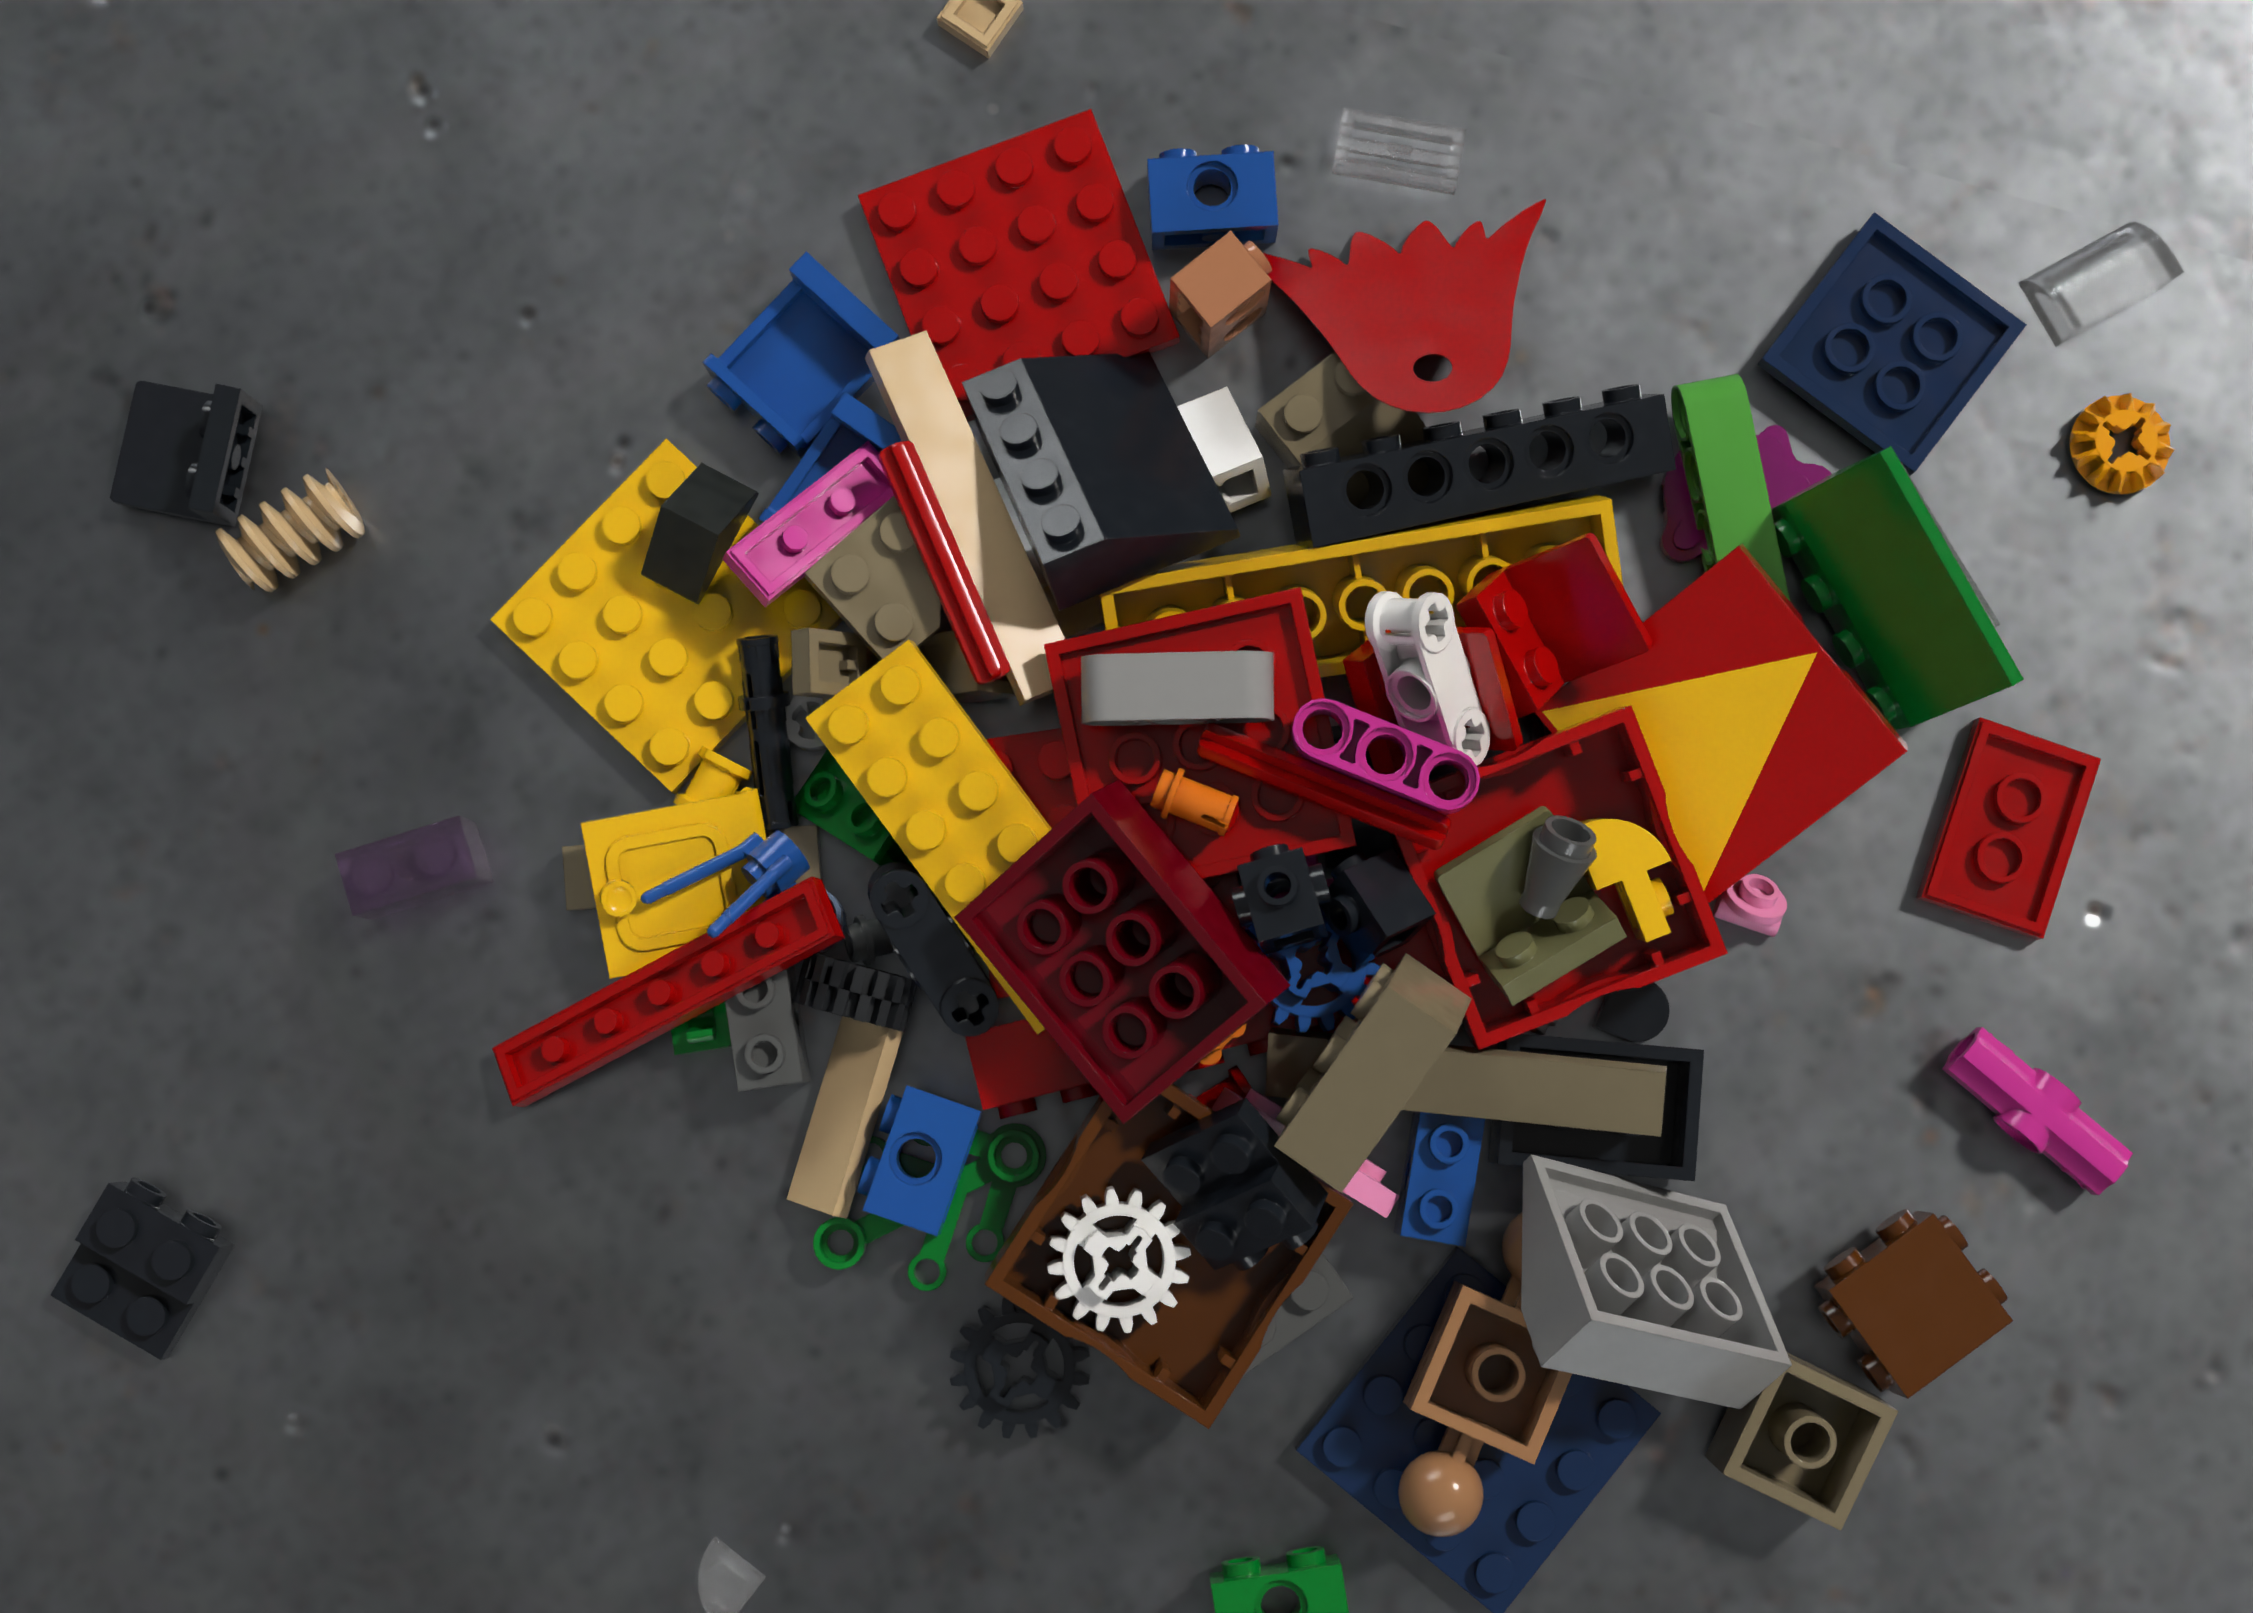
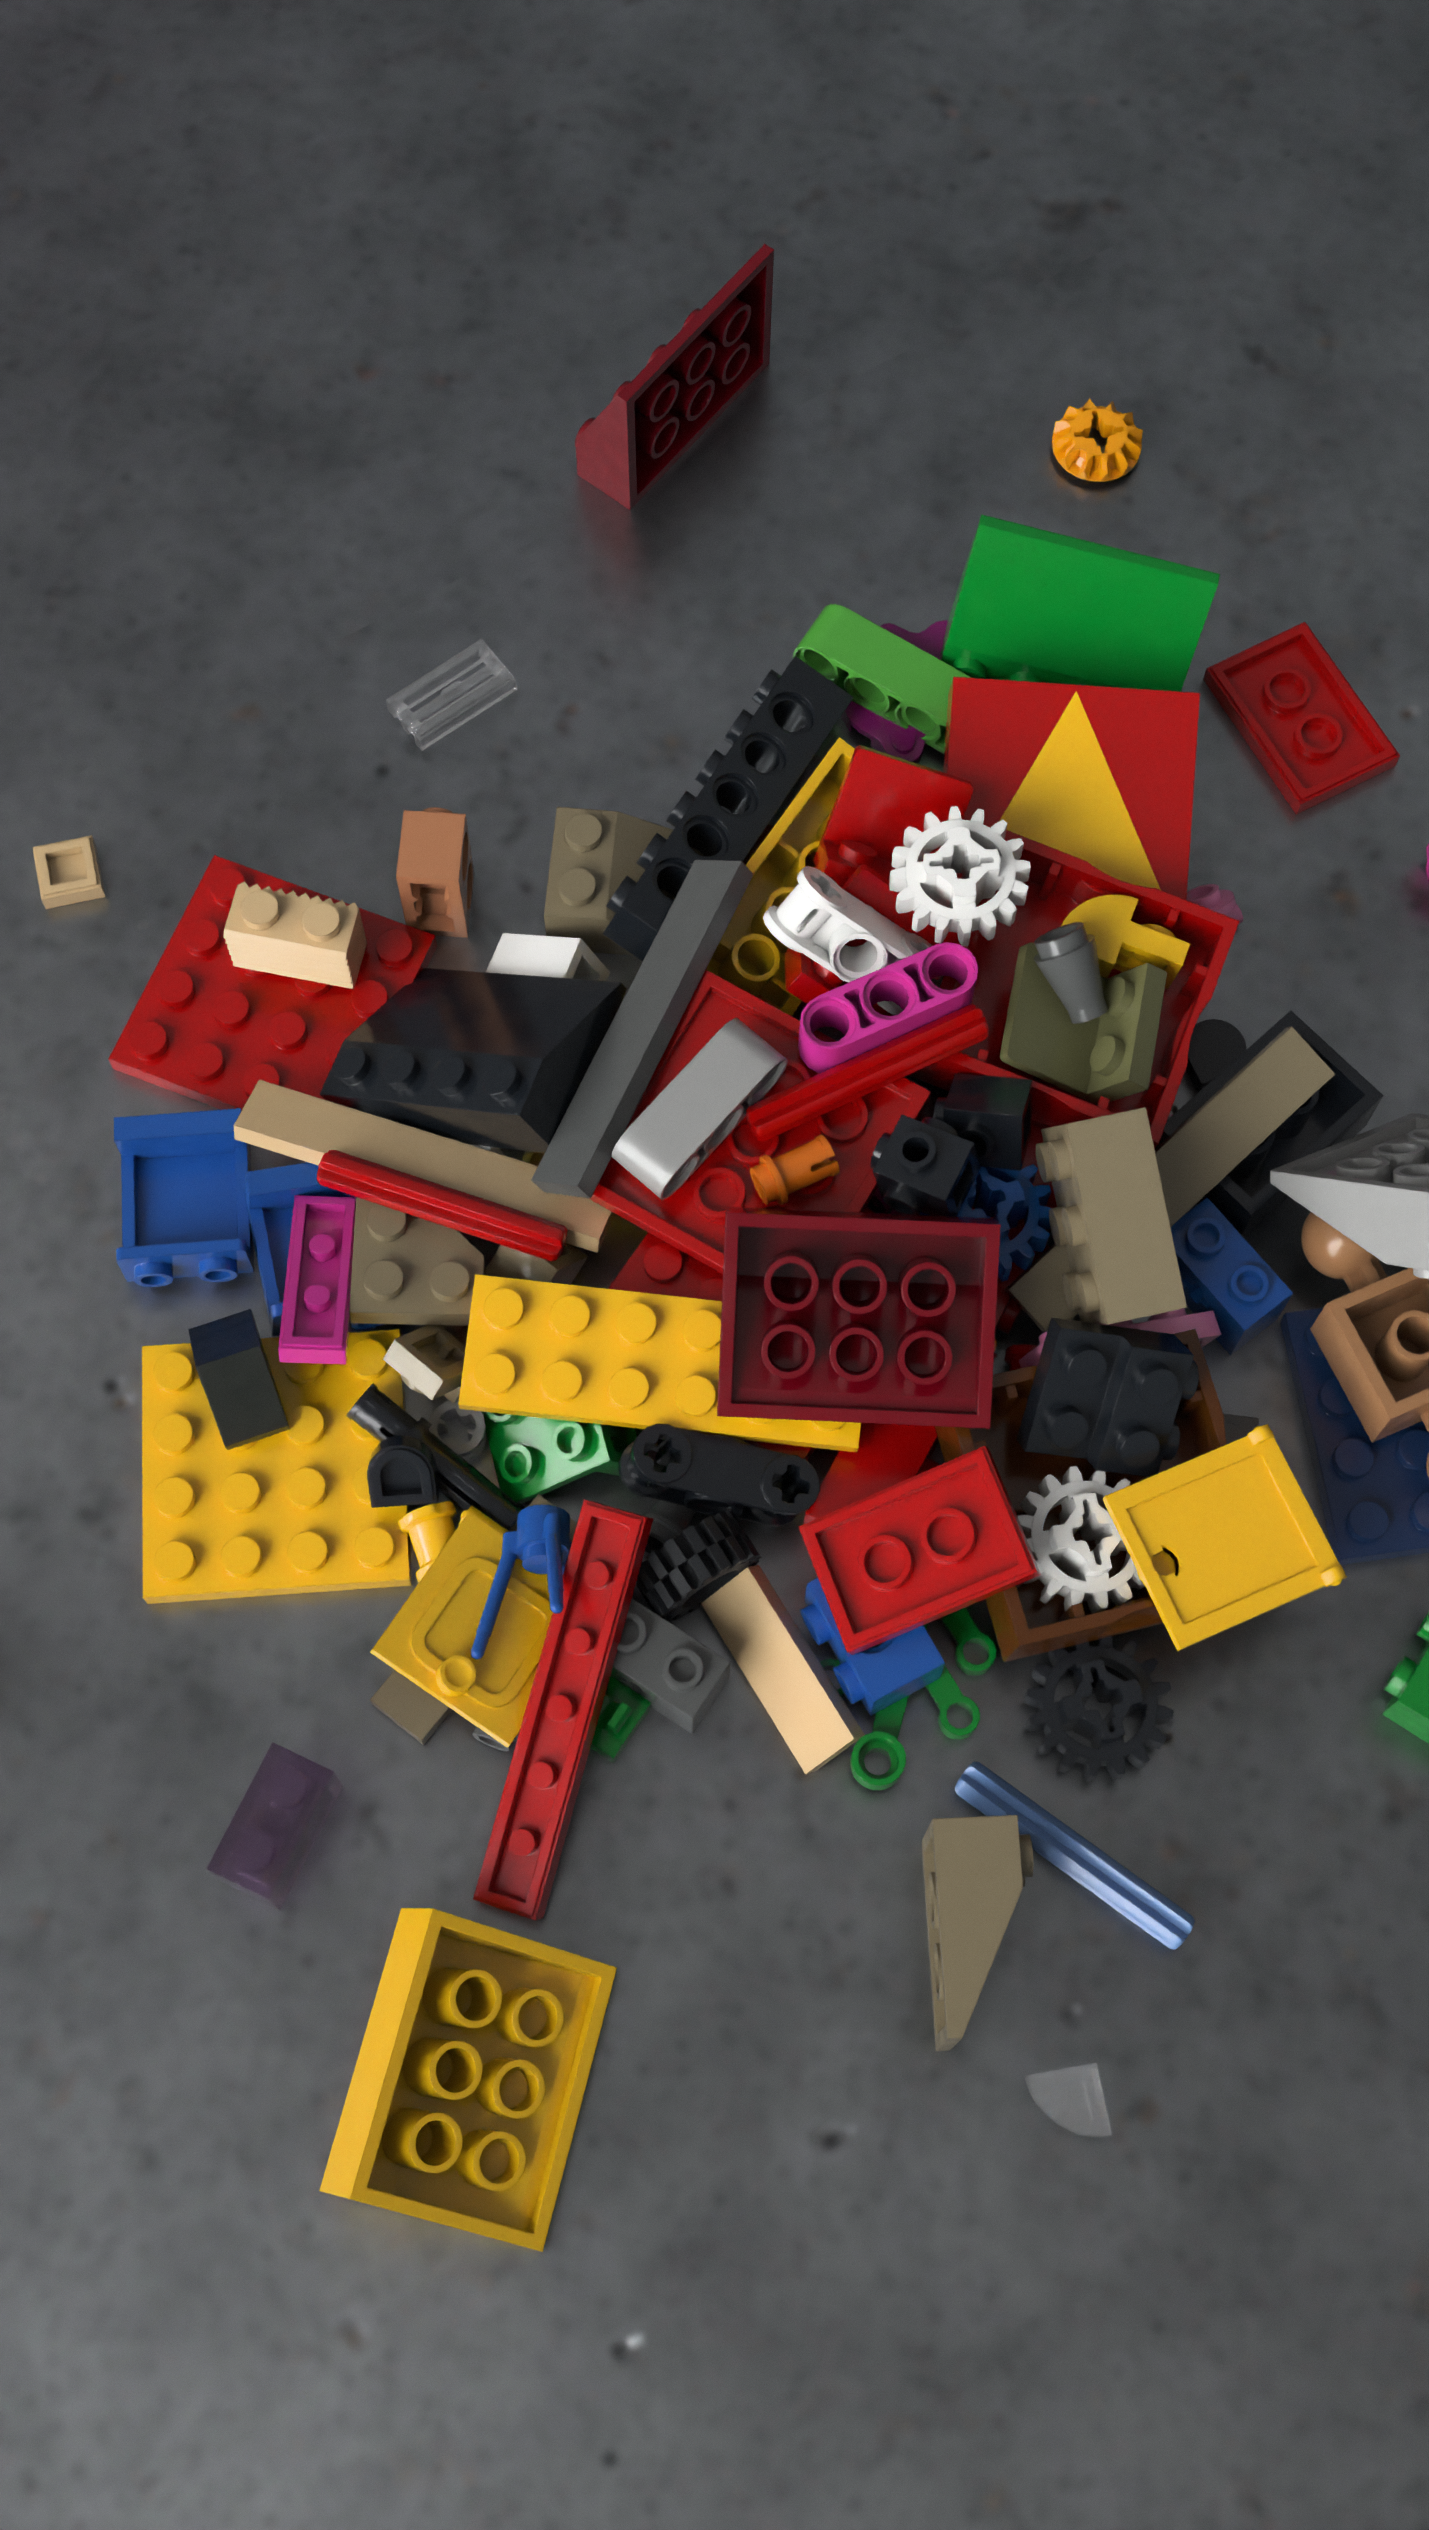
camera: 50 degrees left, 15 degrees down
(142, 1266) = (377, 2361): black plate -> none
(369, 1159) = (469, 2078): none -> yellow slope
(731, 720) = (402, 1473): none -> black tile
(788, 1402) = (971, 1889): none -> dark tan slope
(899, 1440) = (1078, 1857): none -> medium blue axle
(992, 1150) = (919, 1550): none -> red tile
(1066, 243) = (295, 936): none -> tan brick
(1184, 222) = (349, 861): blue brick -> none
(1214, 581) = (642, 1028): none -> dark grey tile
(1216, 1366) = (1236, 1532): none -> yellow container
(1417, 303) = (574, 758): red piece -> none
(1525, 689) = (932, 884): none -> white gear
(1837, 71) = (681, 388): none -> dark red slope
(1891, 343) = (890, 510): dark blue plate -> none
(2100, 280) = (975, 362): clear brick -> none

